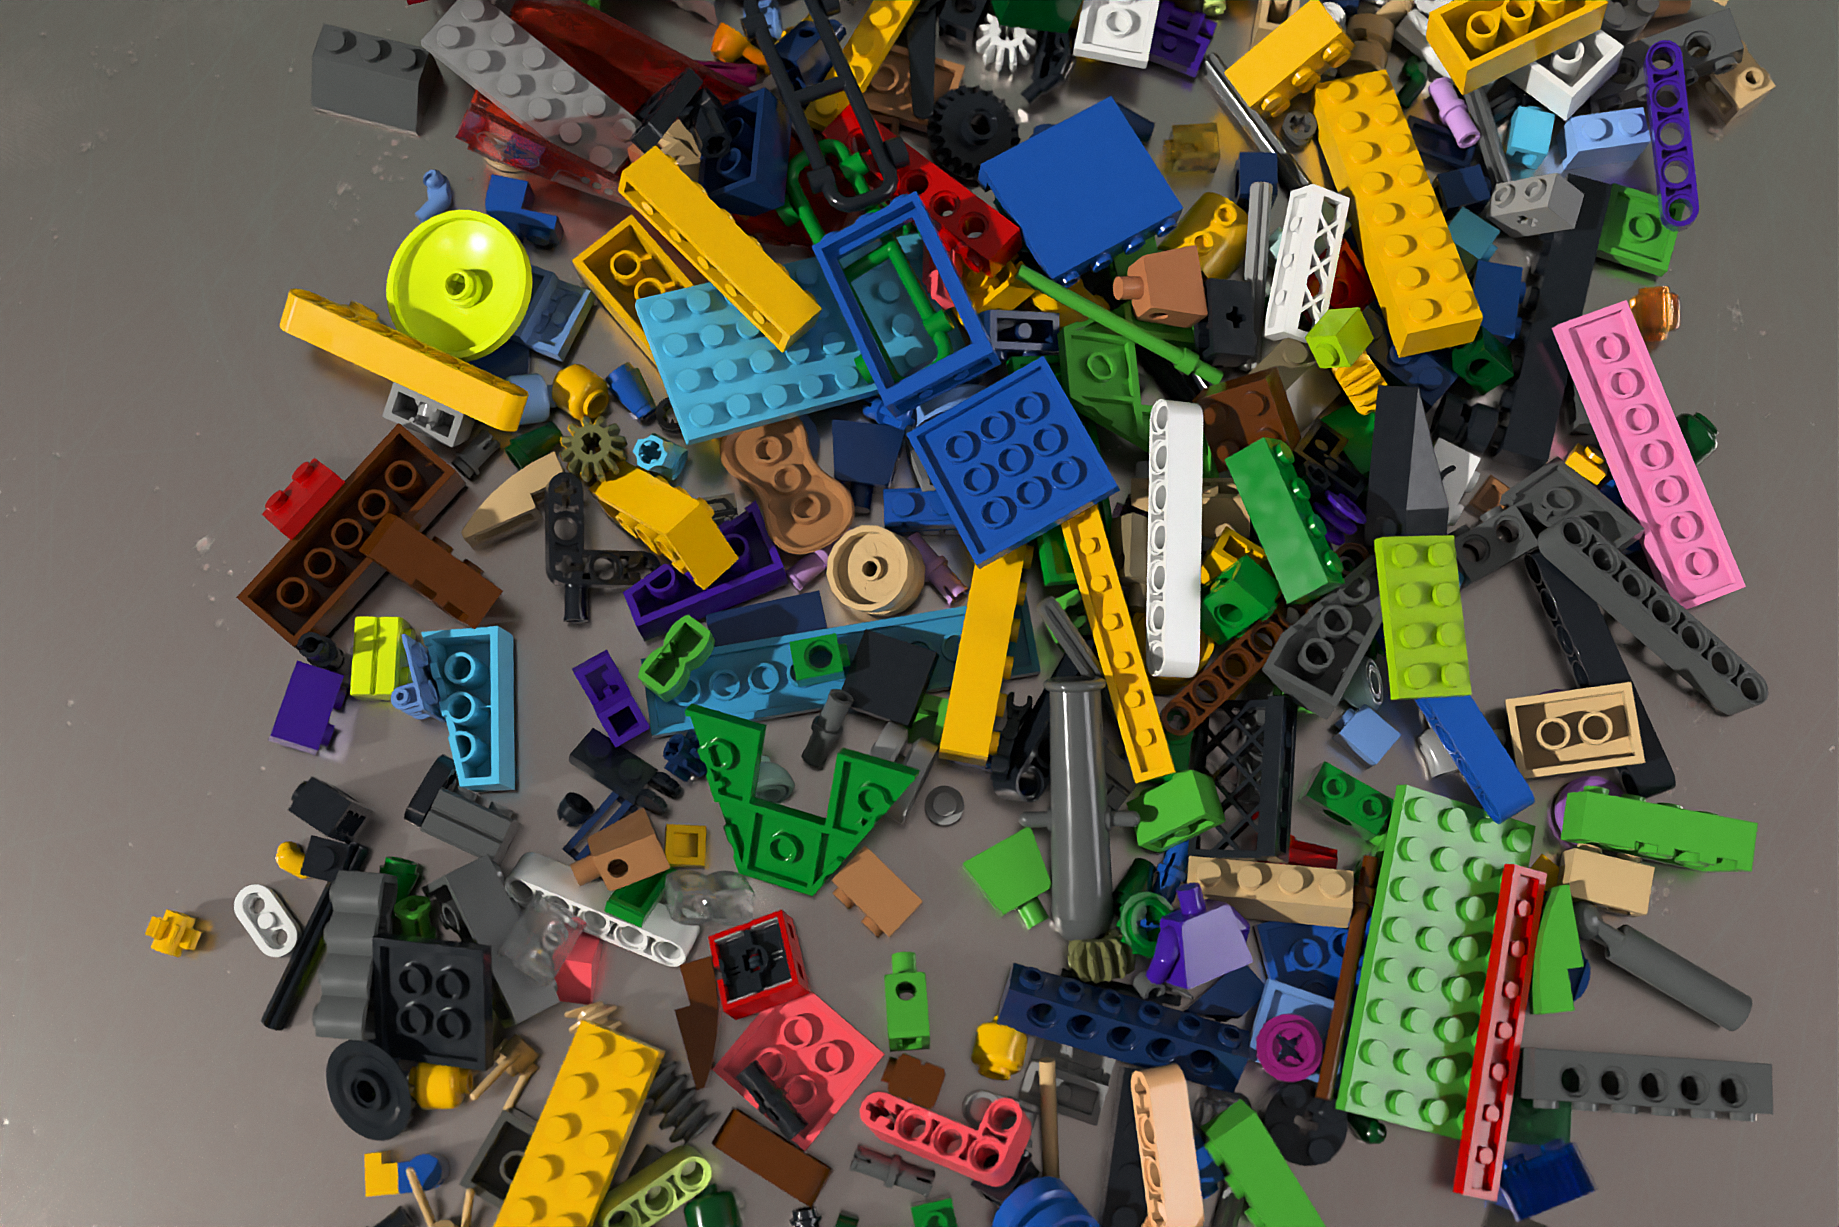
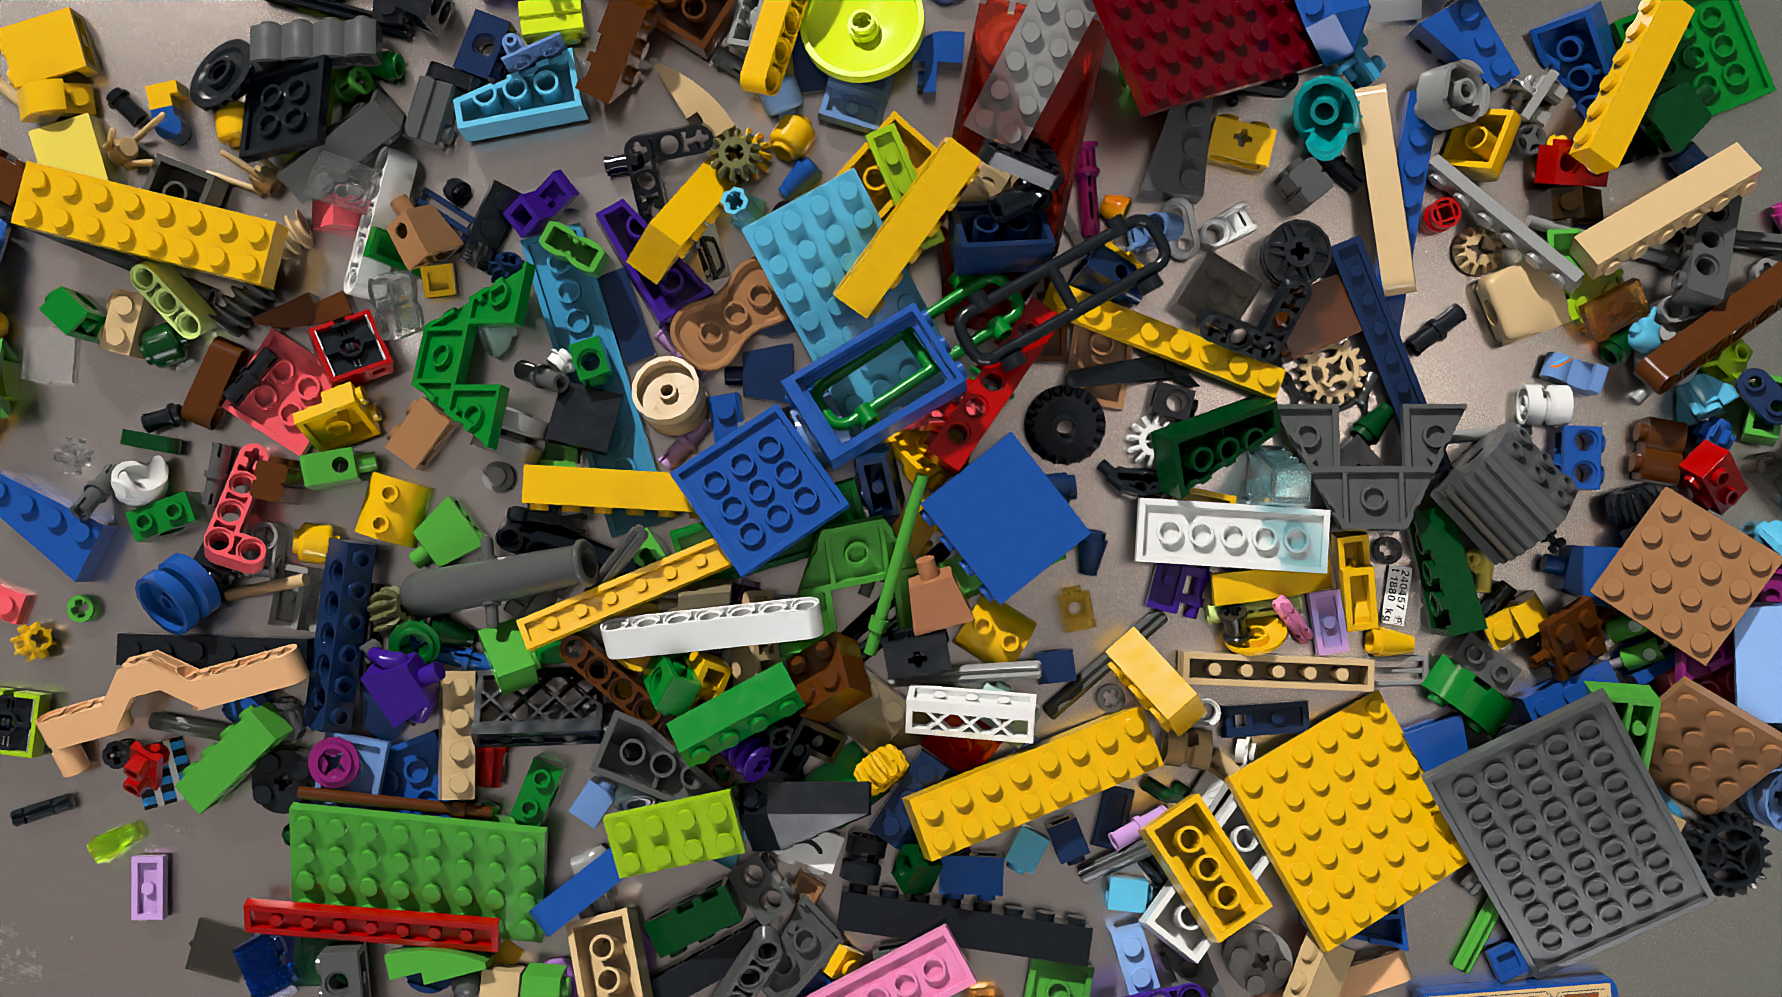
camera: 85 degrees right, 10 degrees up
(378, 739) = (484, 30): none -> dark blue brick
(533, 445) = (743, 108): dark green cone -> none
(638, 263) = (896, 169): none -> lime plate
(812, 699) = (560, 361): none -> white plate
(848, 987) = (341, 418): none -> yellow plate
(968, 945) = (393, 509): none -> yellow brick
(1339, 337) = (908, 746): lime brick -> none
(1519, 626) = (695, 918): none -> dark green wedge
(1535, 205) = (1057, 901): light grey brick -> none

